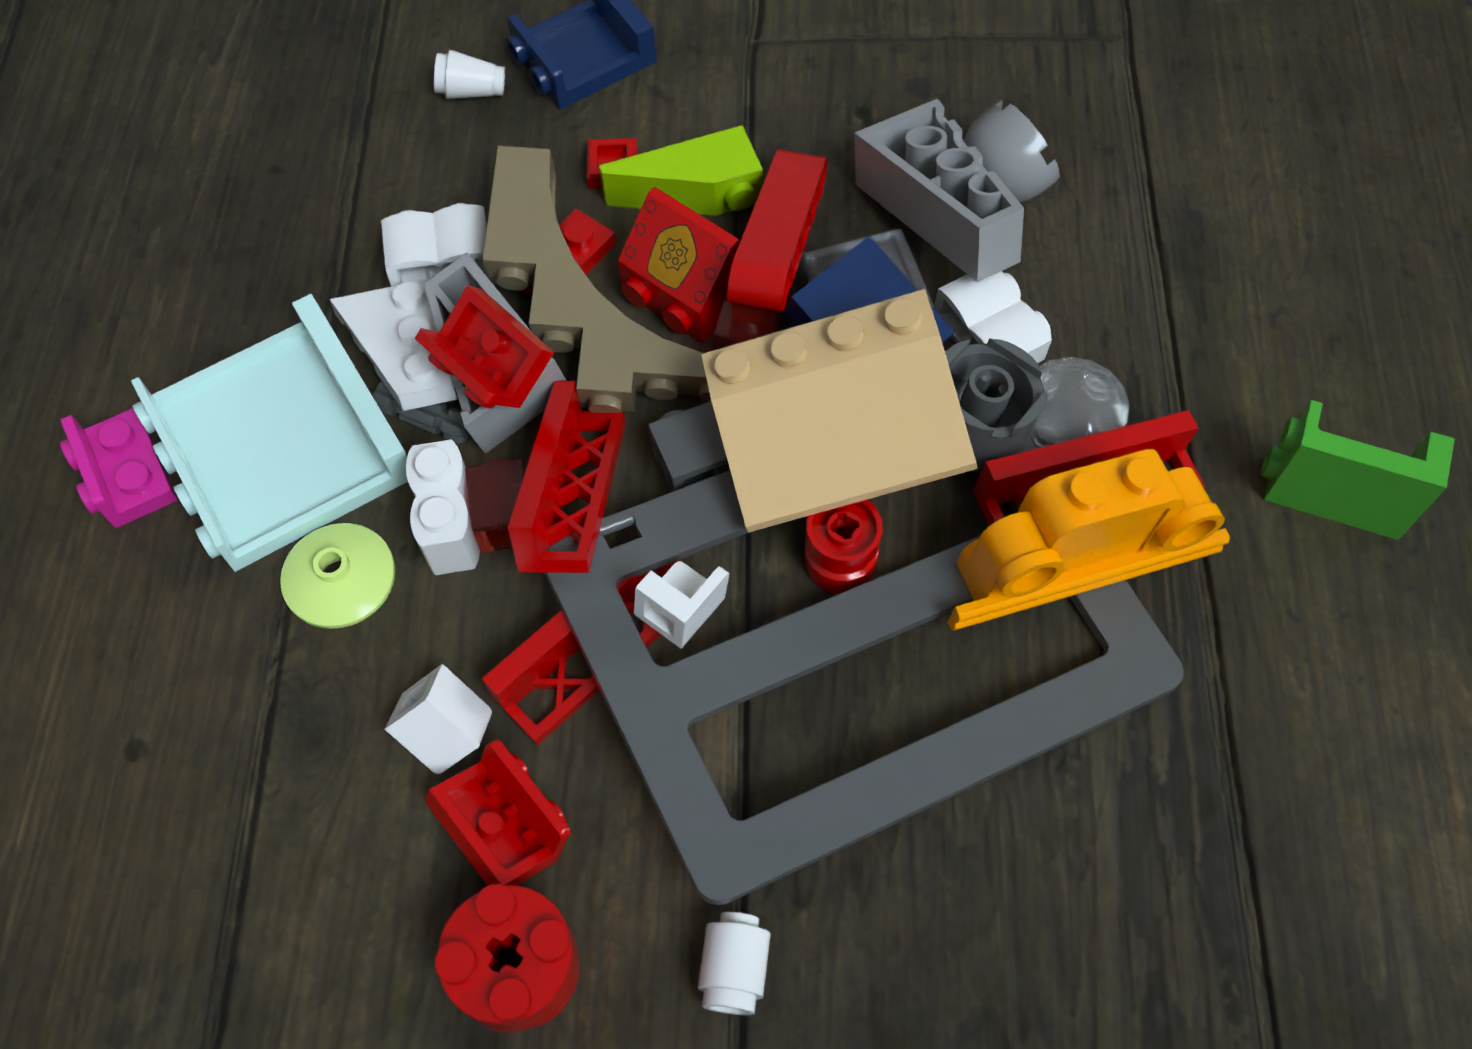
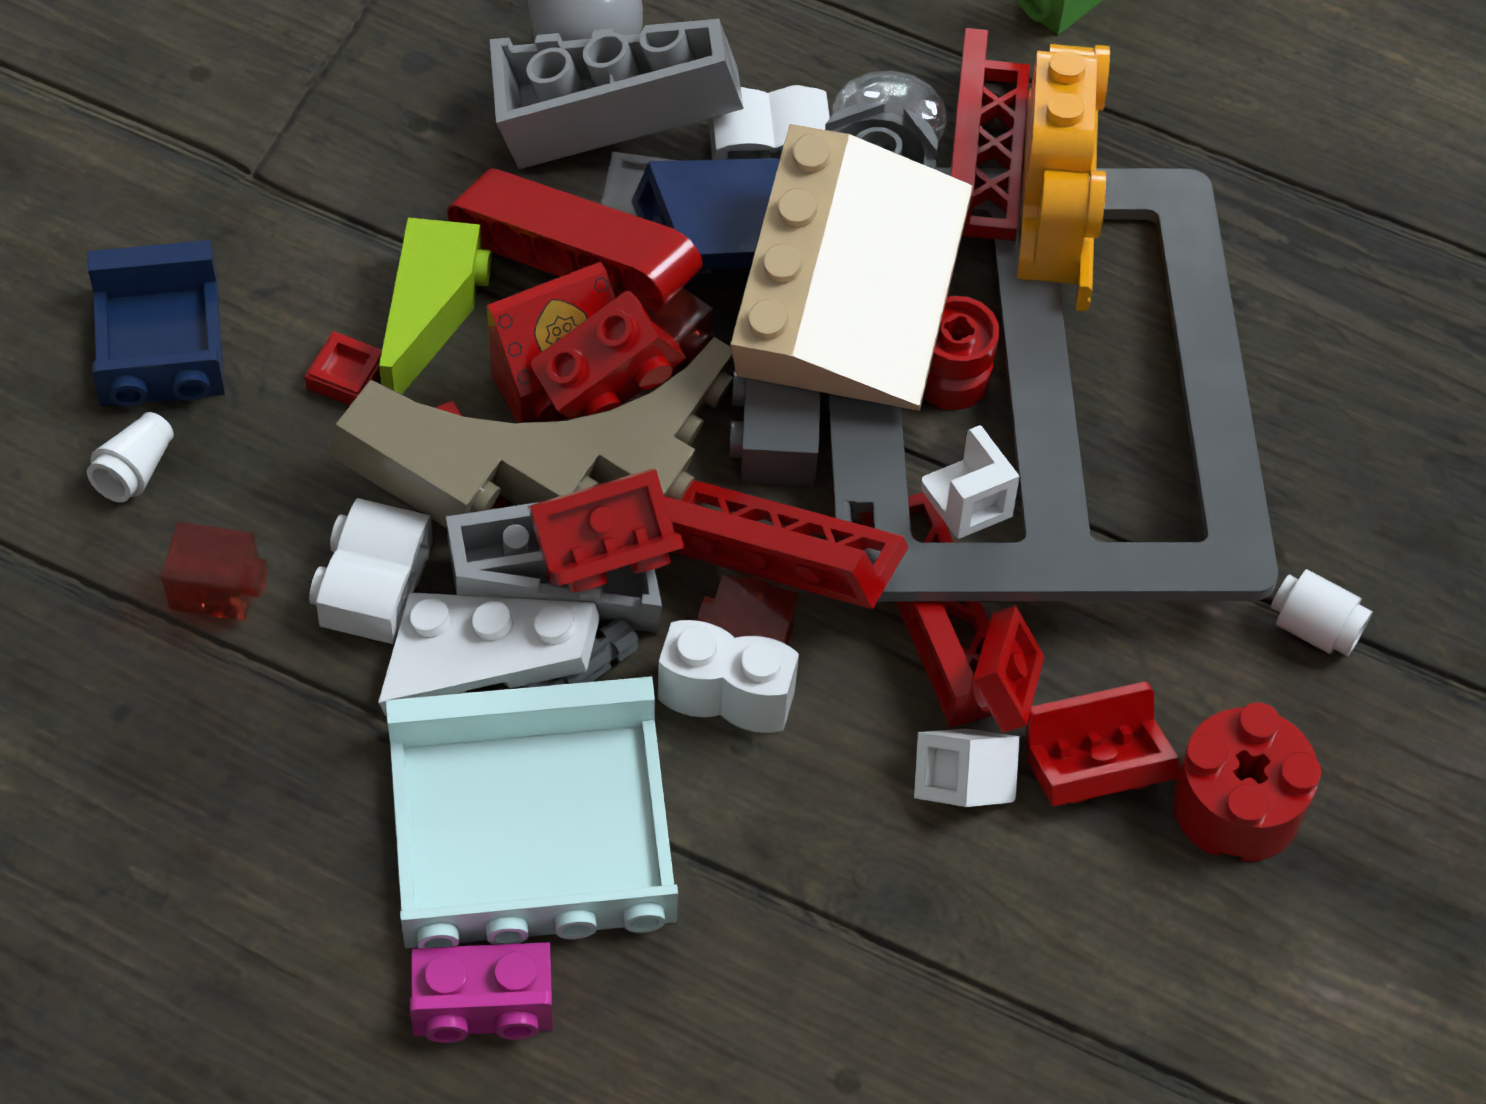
camera: 70 degrees left, 5 degrees down
(349, 592) = (732, 845): yellowish green dish -> none
(384, 154) = (213, 571): none -> clear red brick
(529, 708) = (1008, 670): none -> red plate
(659, 293) = (607, 359): none -> red bracket

